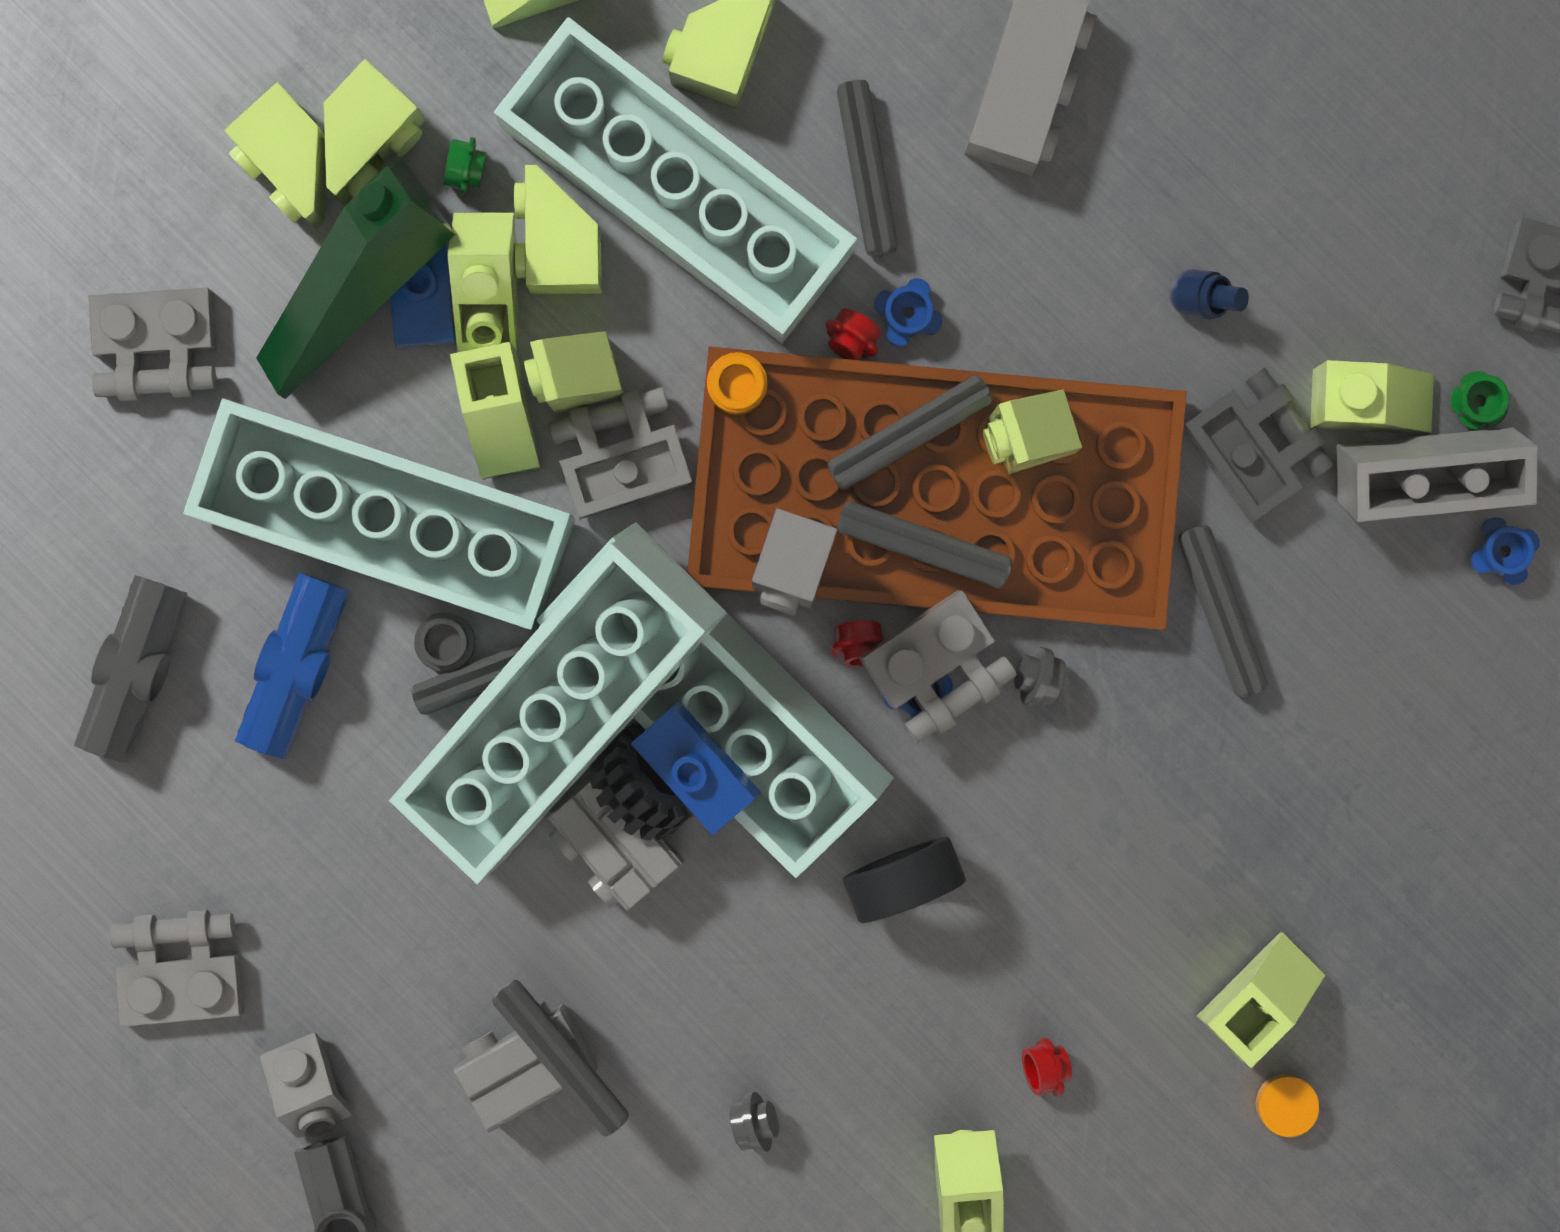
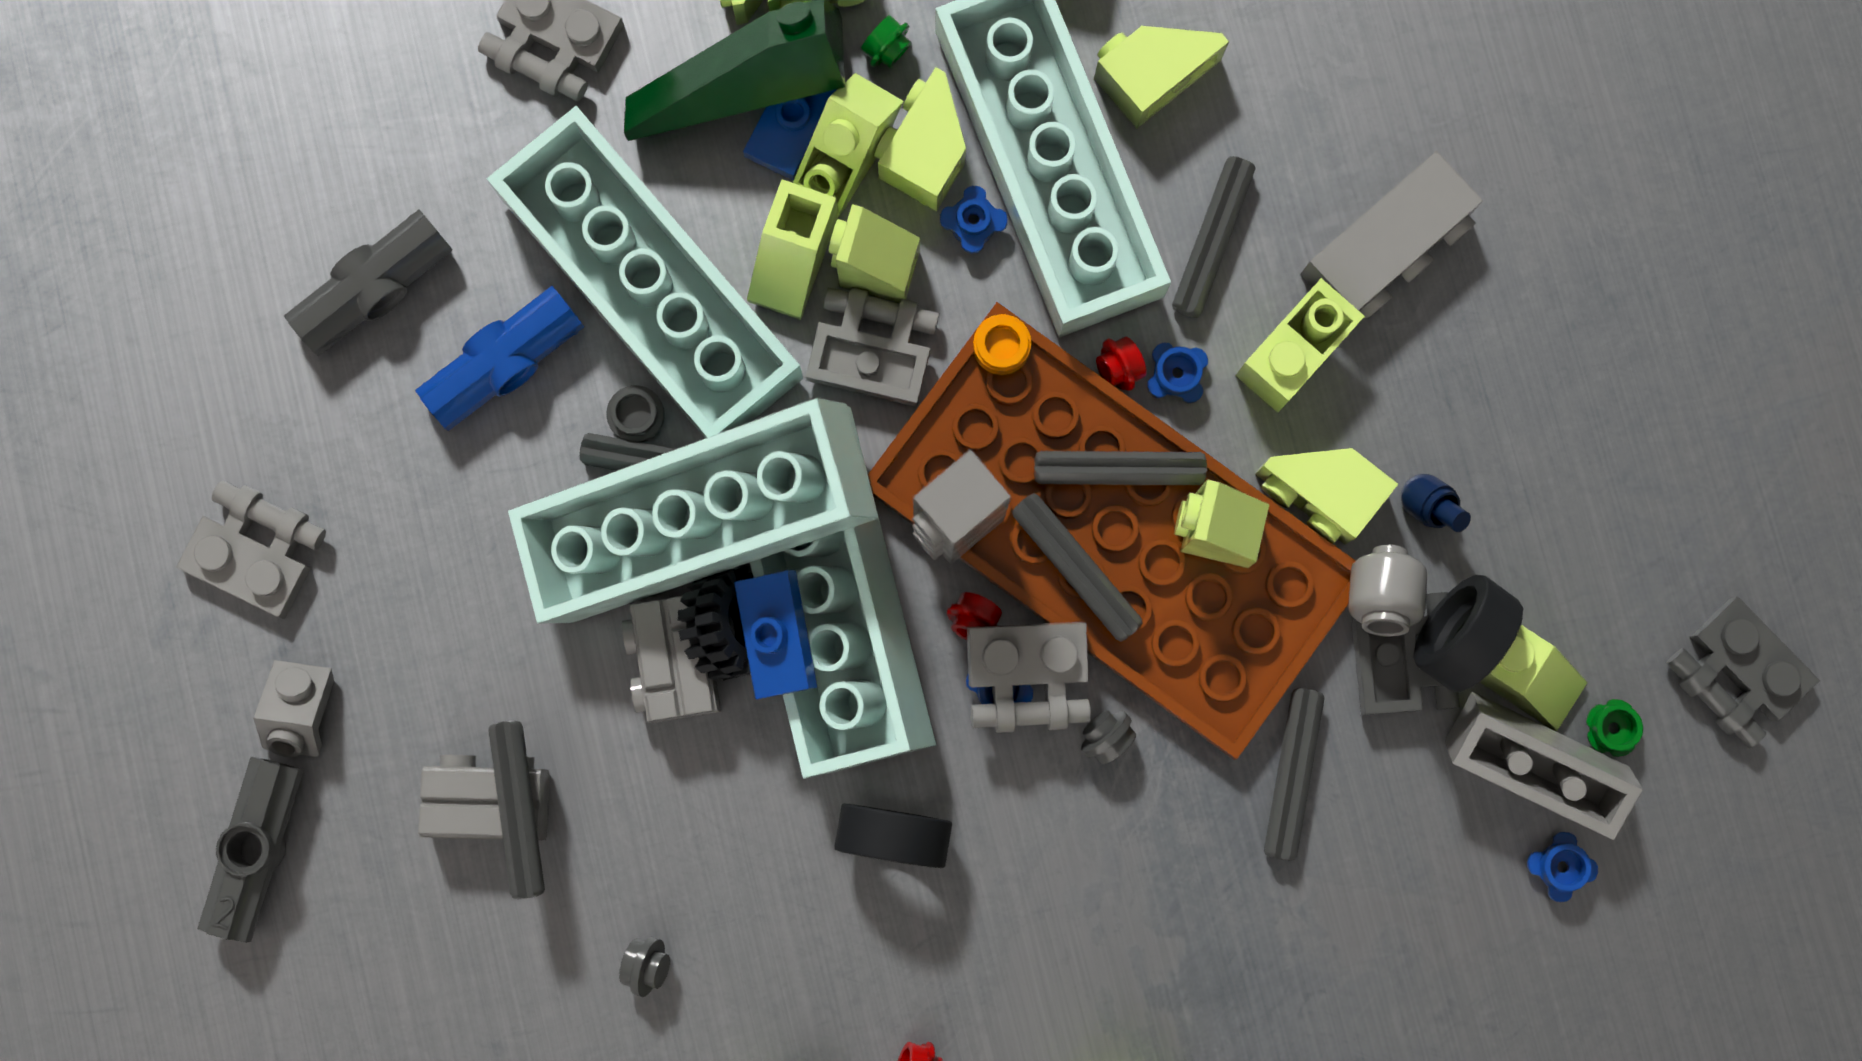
camera: 30 degrees right, 5 degrees down
(626, 291) = (973, 235): none -> blue plate
(1004, 223) = (1299, 345): none -> yellowish green slope
(1108, 335) = (1331, 487): none -> yellowish green slope
(1212, 401) = (1387, 591): none -> light grey head
(1305, 398) = (1468, 633): none -> black tyre

